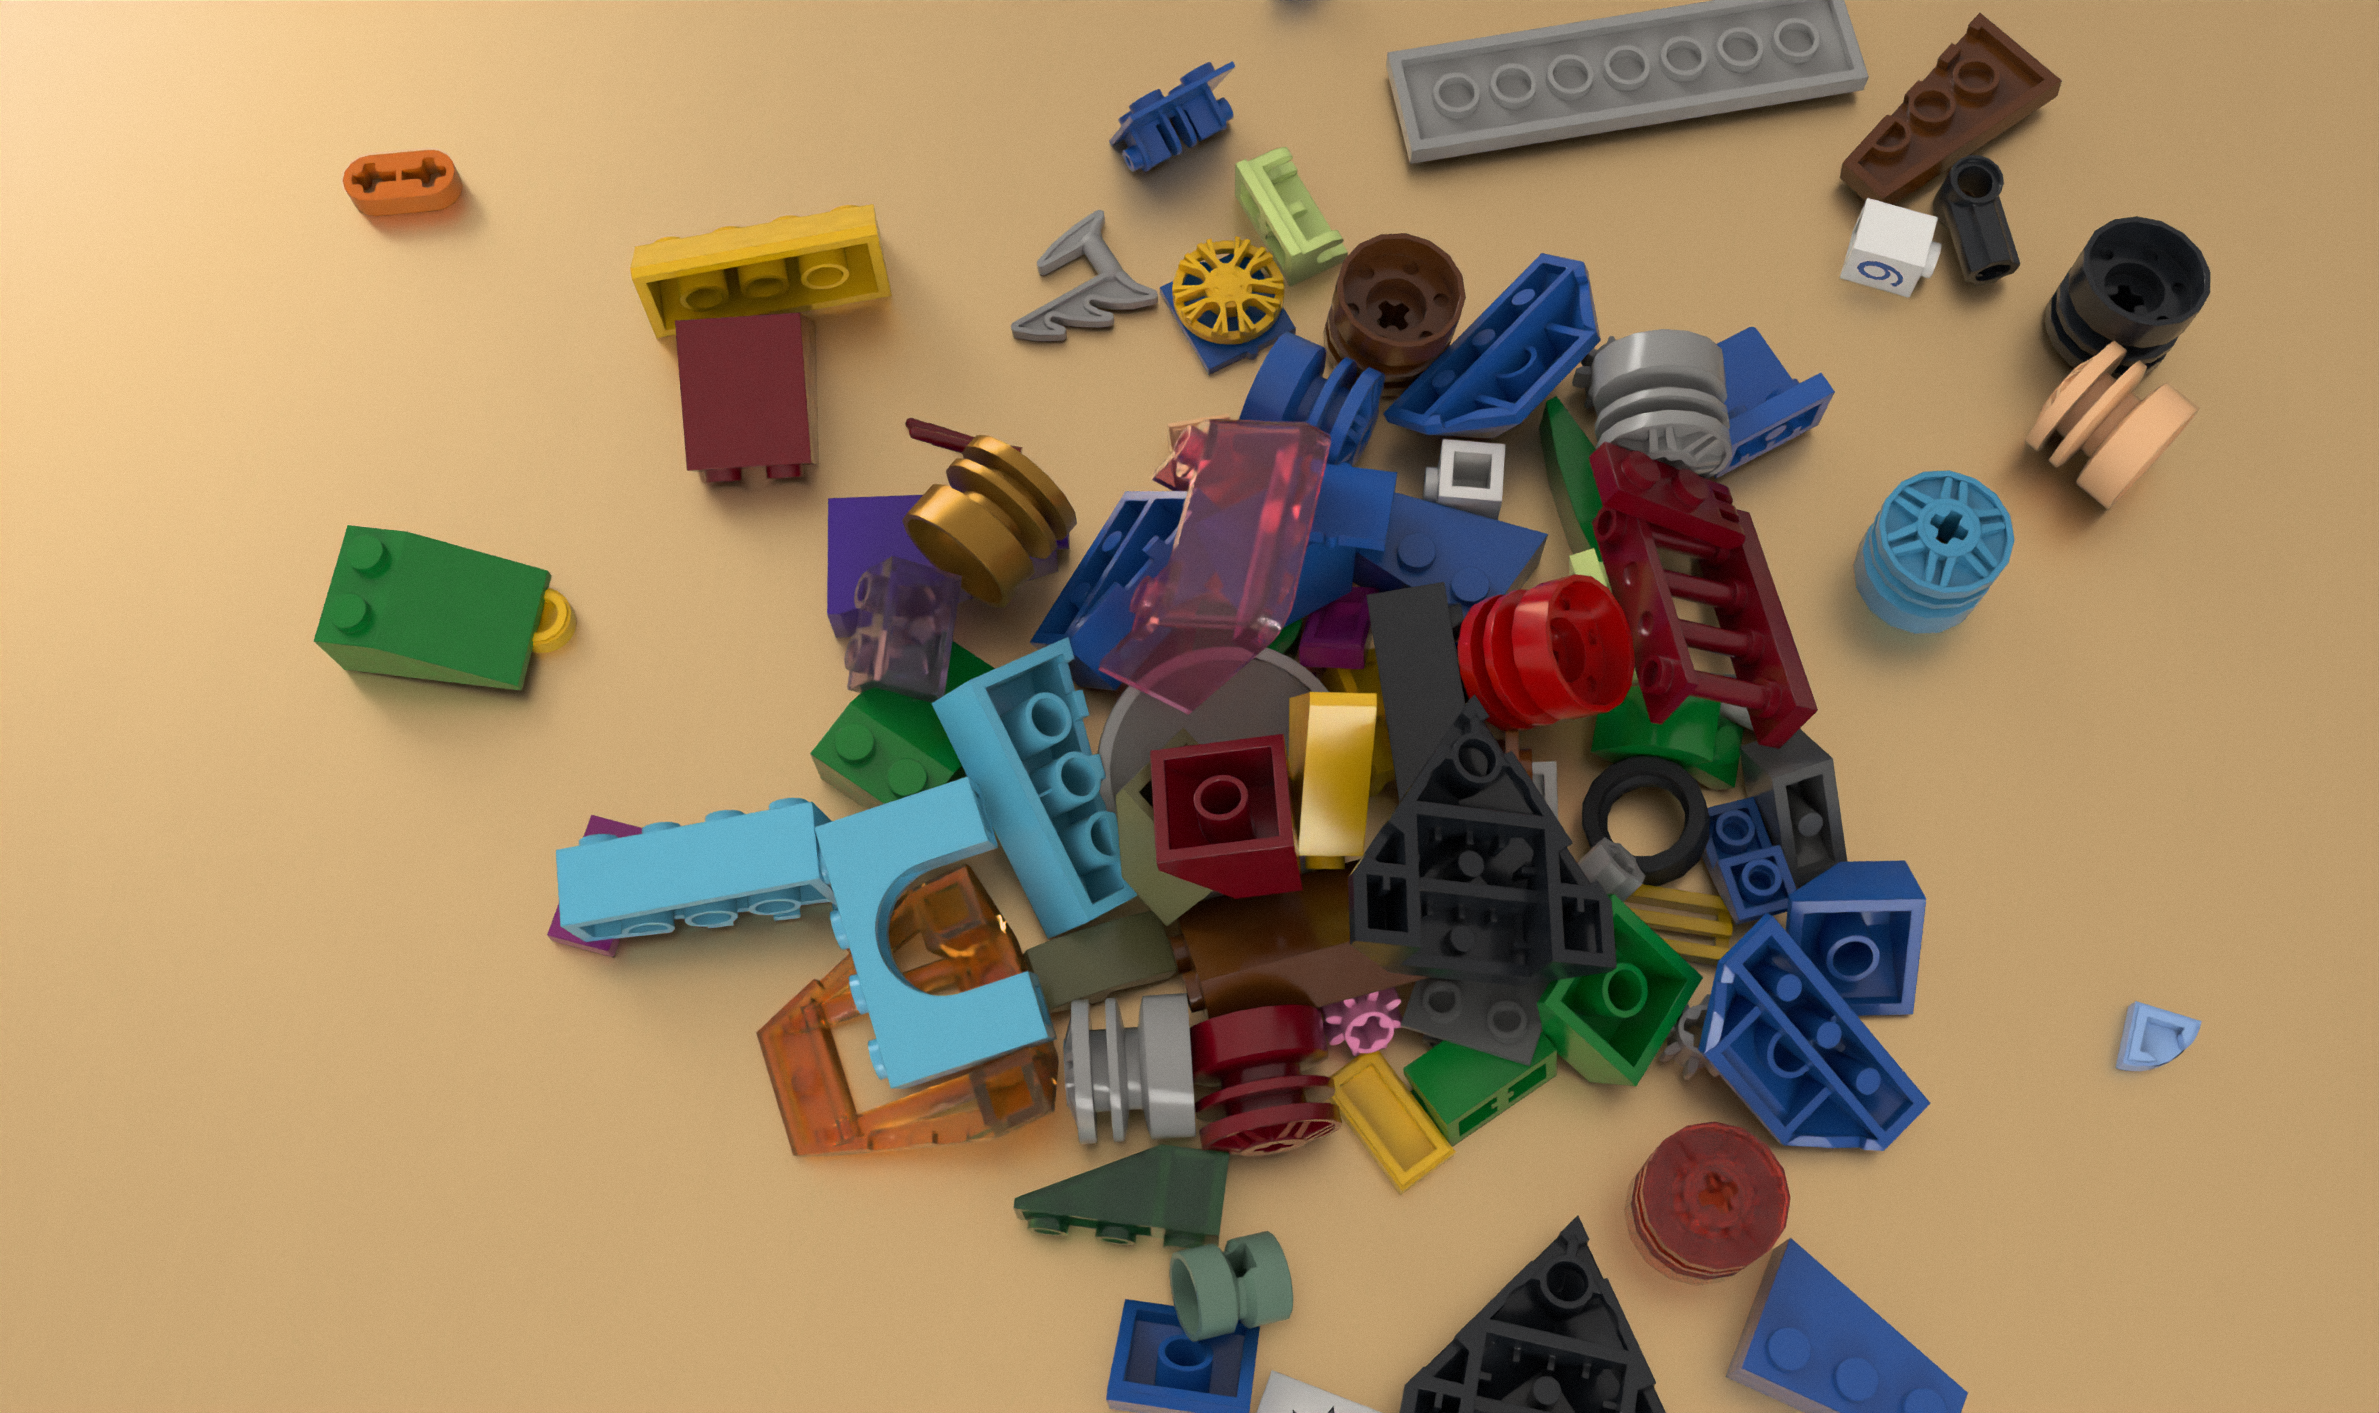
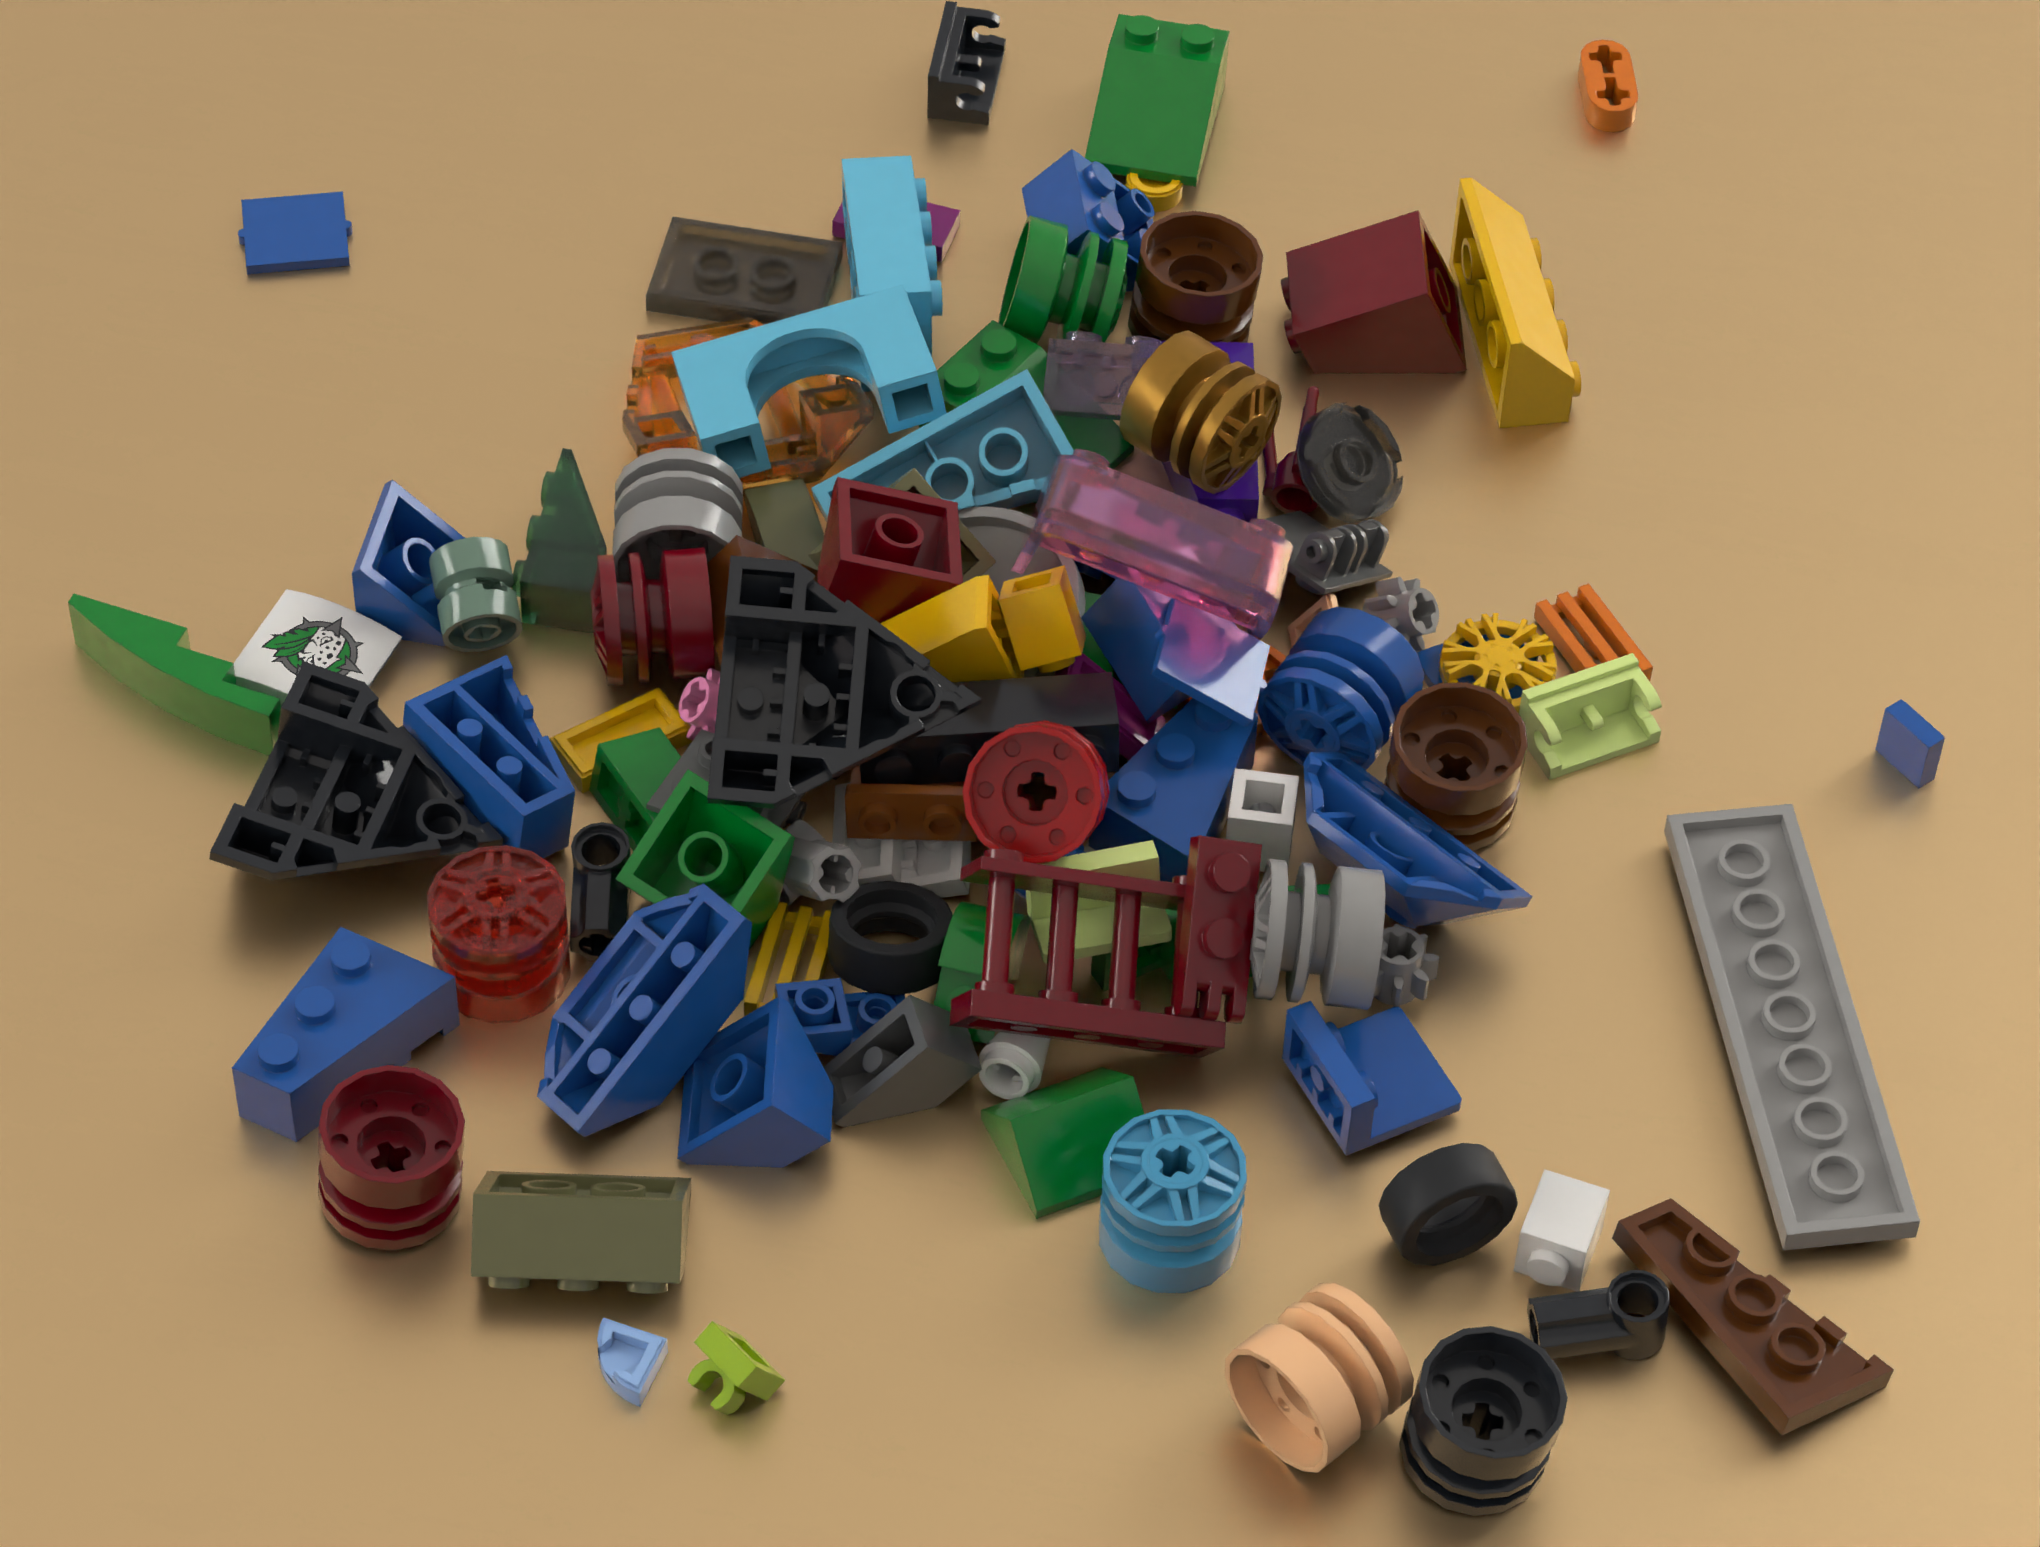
camera: 90 degrees right, 20 degrees down
(353, 823) = (965, 66): none -> black hinge
(632, 673) = (1090, 200): none -> blue slope
(686, 1047) = (741, 273): none -> clear smoke tile
(747, 555) = (1196, 277): none -> reddish brown wheel
(760, 683) = (1063, 287): none -> green wheel
(984, 407) = (1349, 462): none -> clear smoke tile
(1077, 308) = (1503, 581): light grey piece -> none
(1102, 444) = (1334, 557): none -> dark grey hinge
(1177, 207) = (1596, 625): none -> orange tile
(1181, 370) = (1405, 608): none -> light grey gear
(1189, 107) = (1698, 623): blue hinge -> none
(1306, 661) = (1043, 620): none -> yellow brick
(1468, 1239) = (495, 754): none -> blue wedge
(1620, 1113) = (598, 899): none -> black piece
(1846, 654) = (1059, 1136): none -> green slope
(1899, 326) = (1448, 1204): none -> black tyre
(2028, 1091) = (580, 1230): none -> olive slope
(2044, 1256) = (390, 1157): none -> dark red wheel
(2161, 931) = (737, 1364): none -> lime tile

